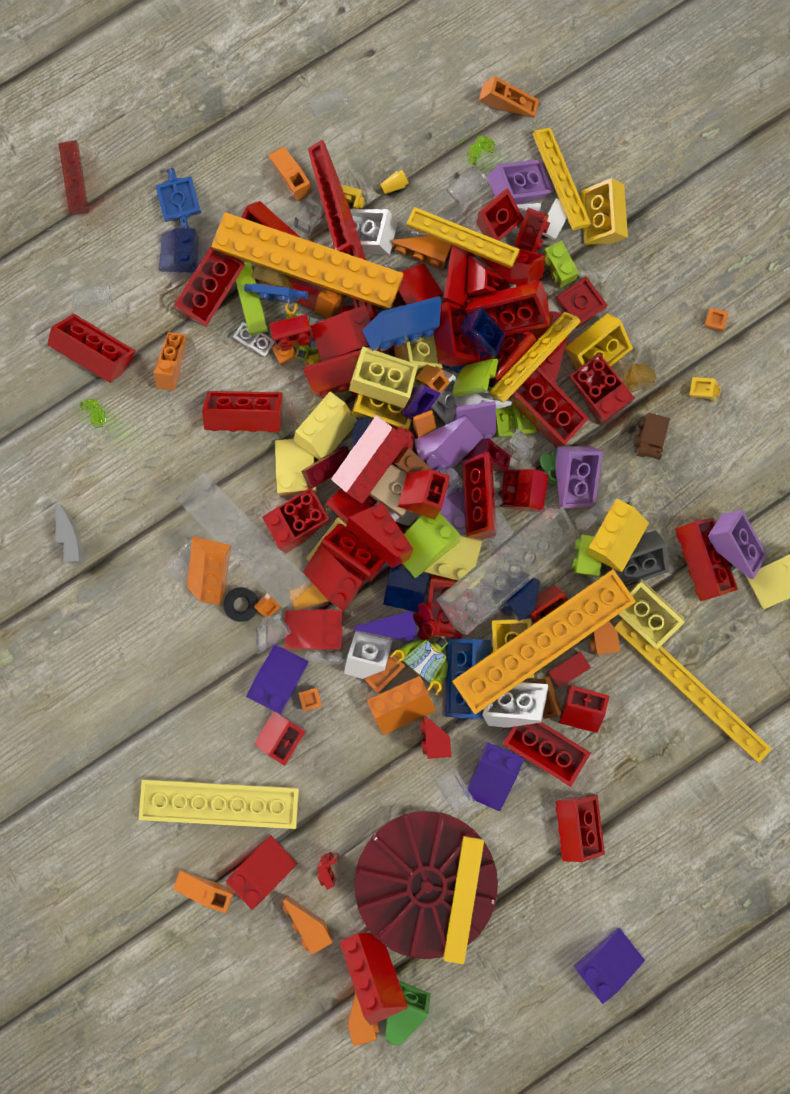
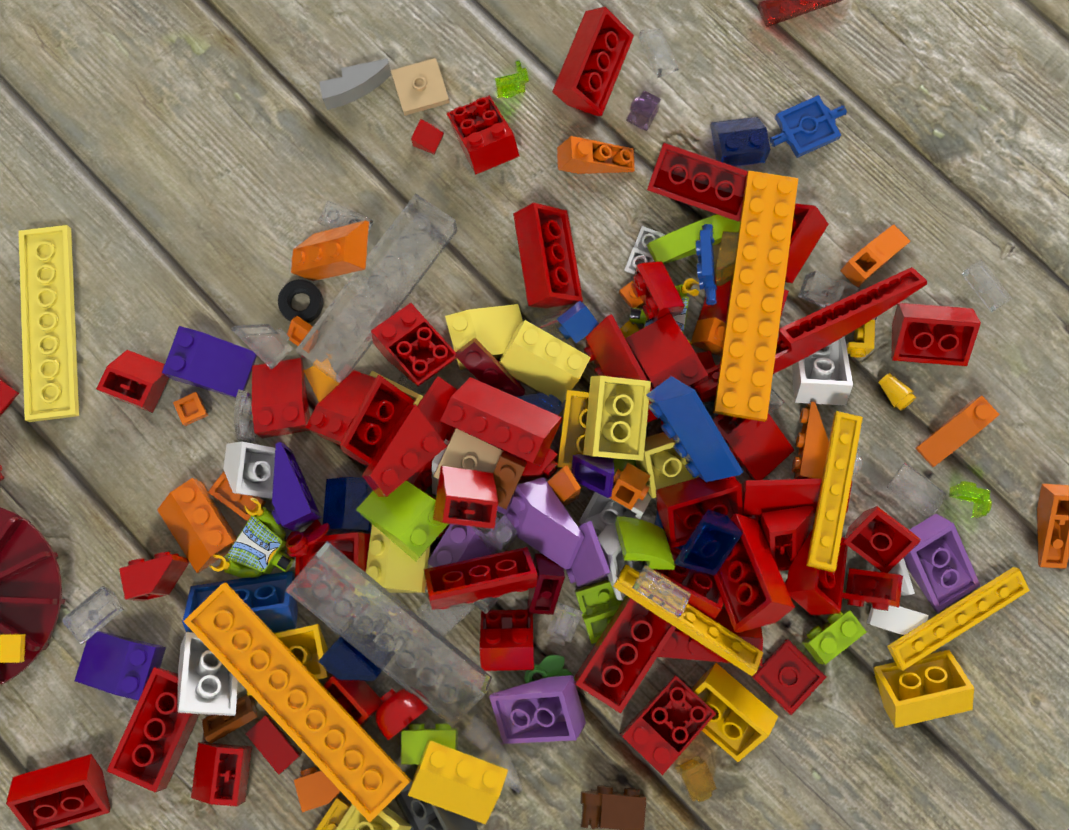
camera: 80 degrees right, 5 degrees down
(81, 485) = (420, 86): none -> tan plate
(126, 486) = (426, 137): none -> red slope
(133, 442) = (483, 134): none -> red slope
(140, 317) = (643, 110): none -> clear purple brick
(300, 397) = (576, 322): none -> blue brick
(357, 146) = (933, 334): none -> red slope
(430, 147) = (957, 430): none -> orange slope
(512, 369) = (661, 591): none -> clear plate
(563, 573) = (397, 711): none -> red cylinder

